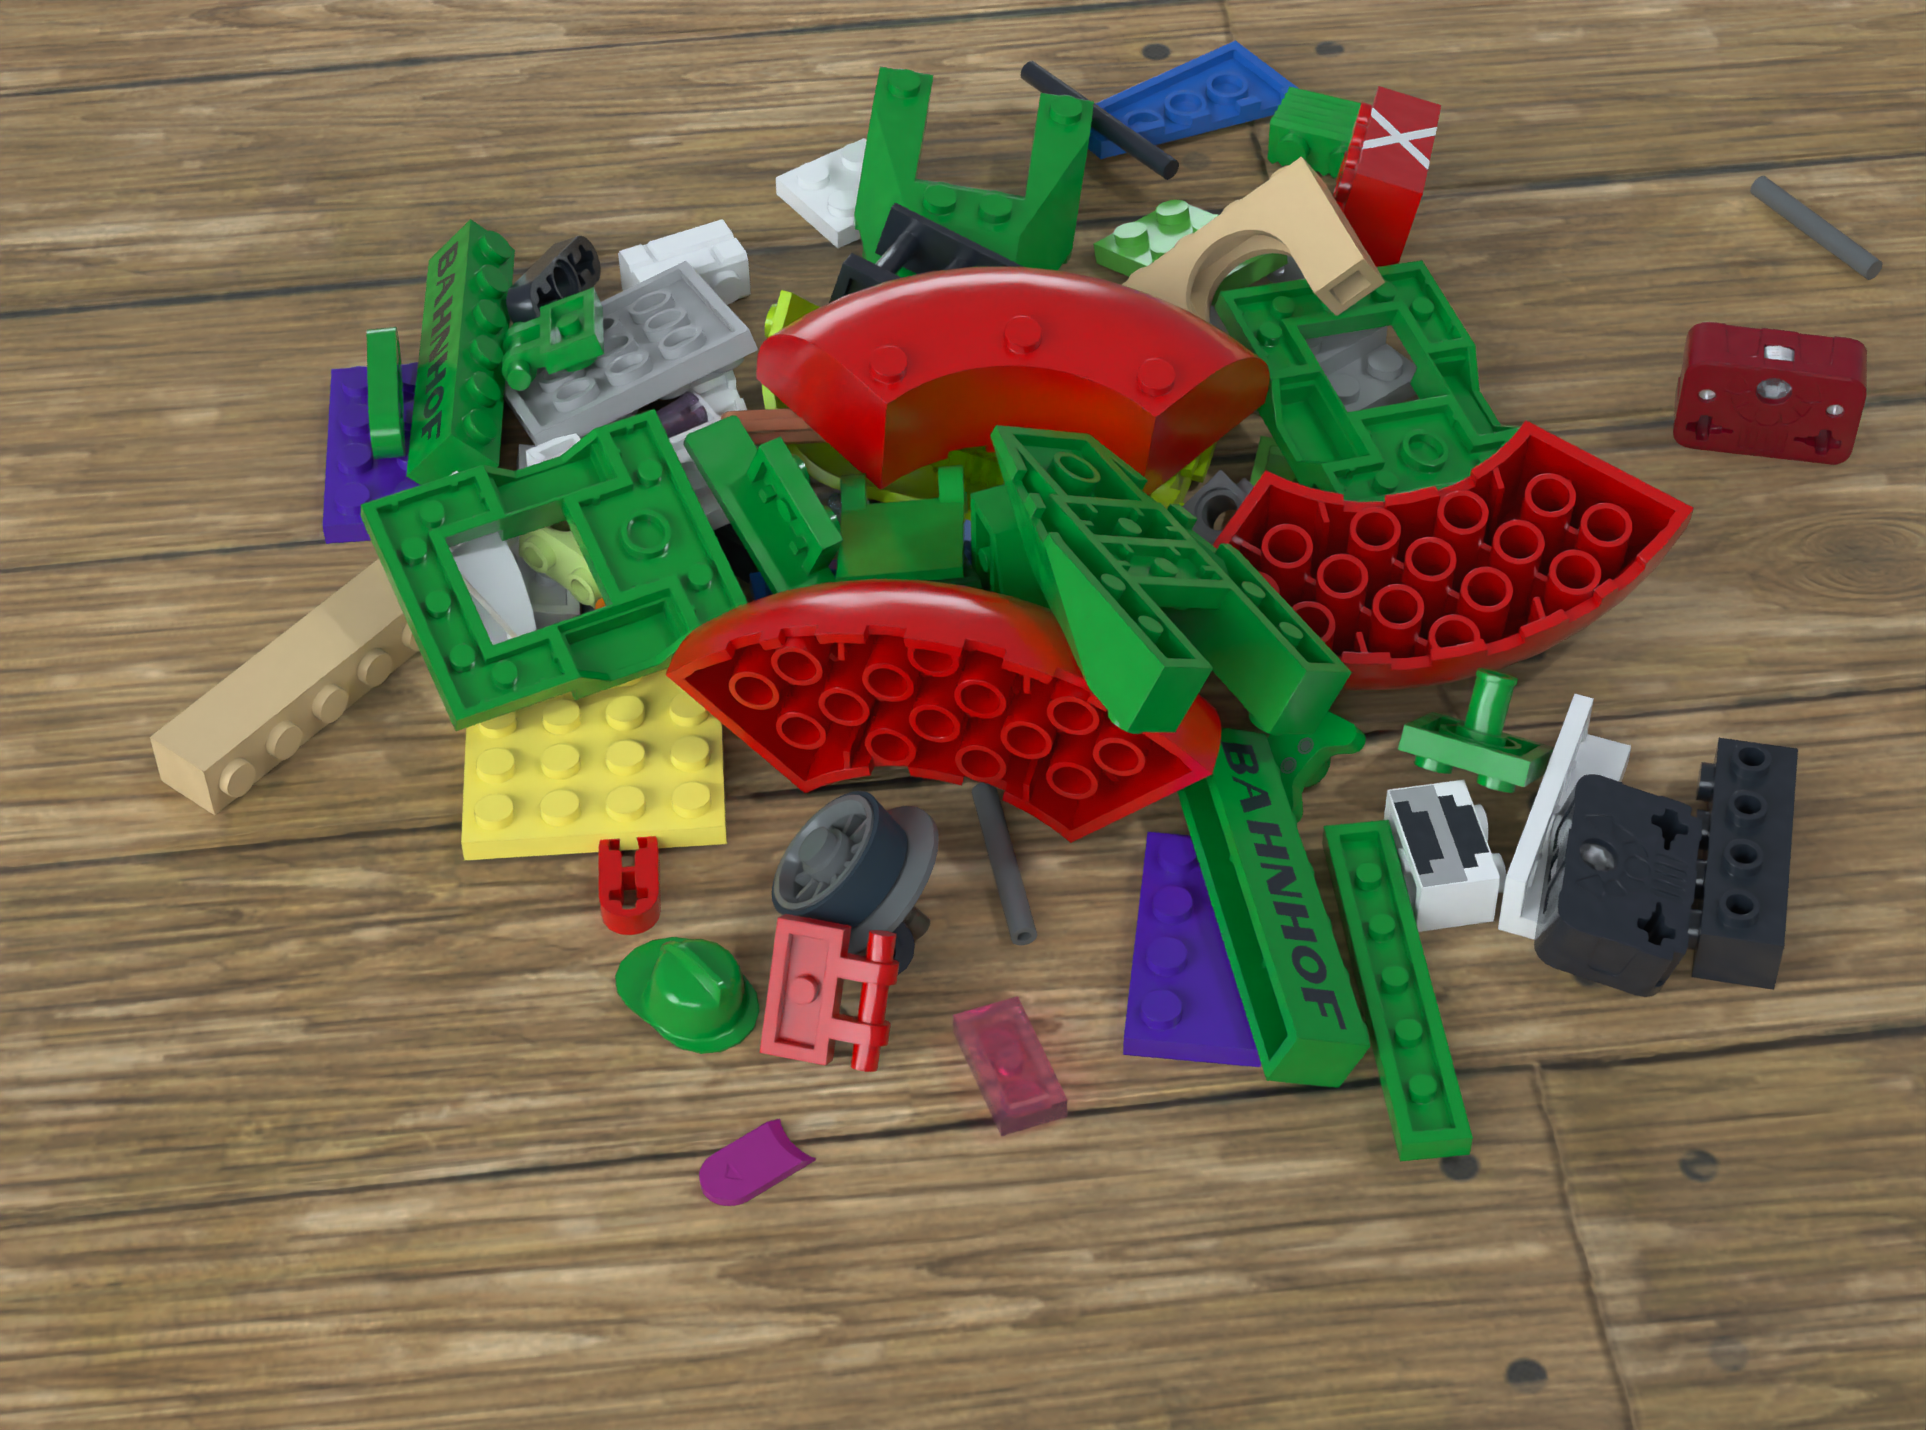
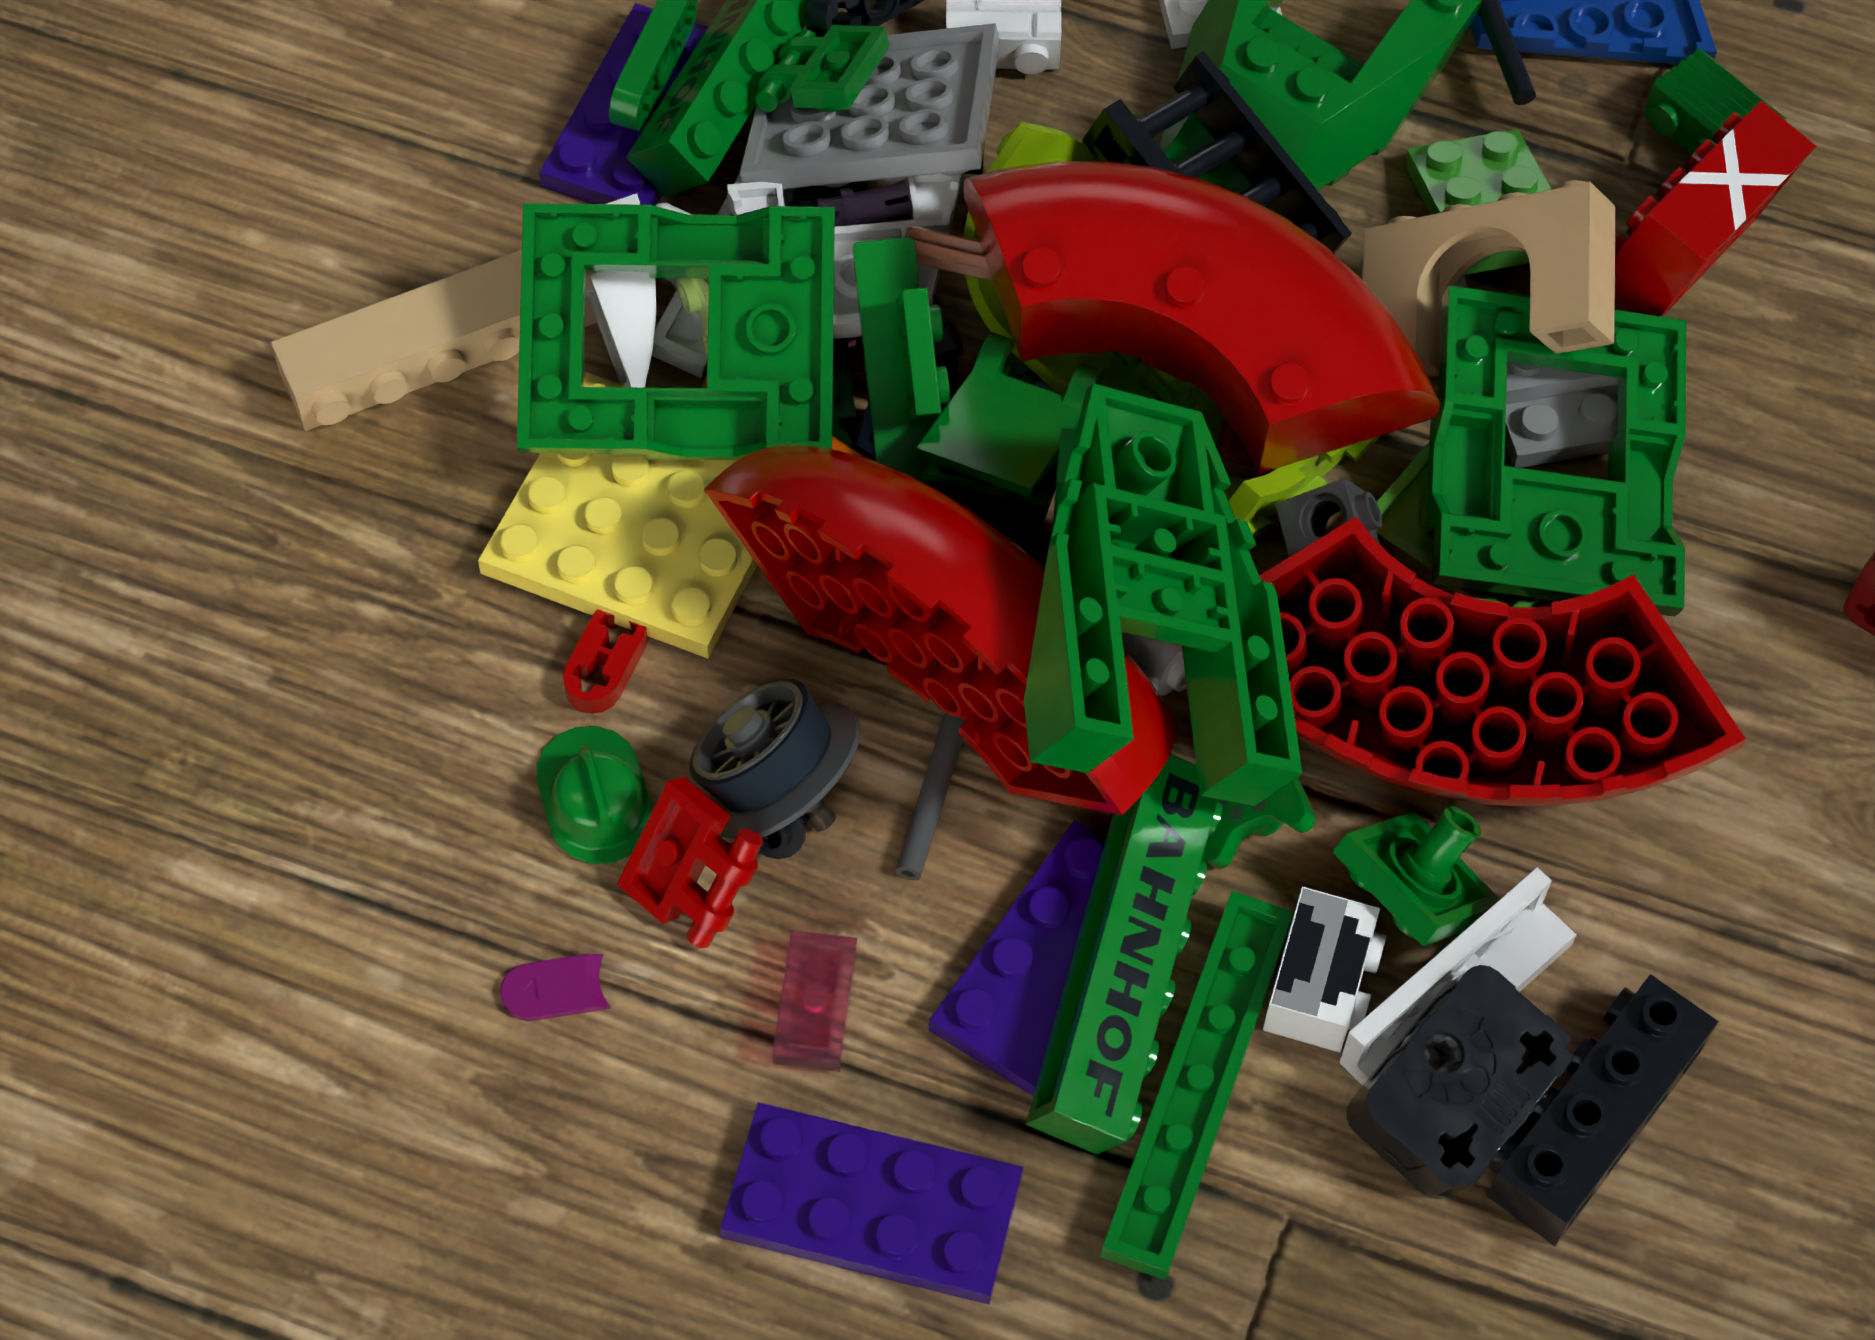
camera: 25 degrees right, 15 degrees up
(1166, 1208) = (872, 1203): none -> dark purple plate

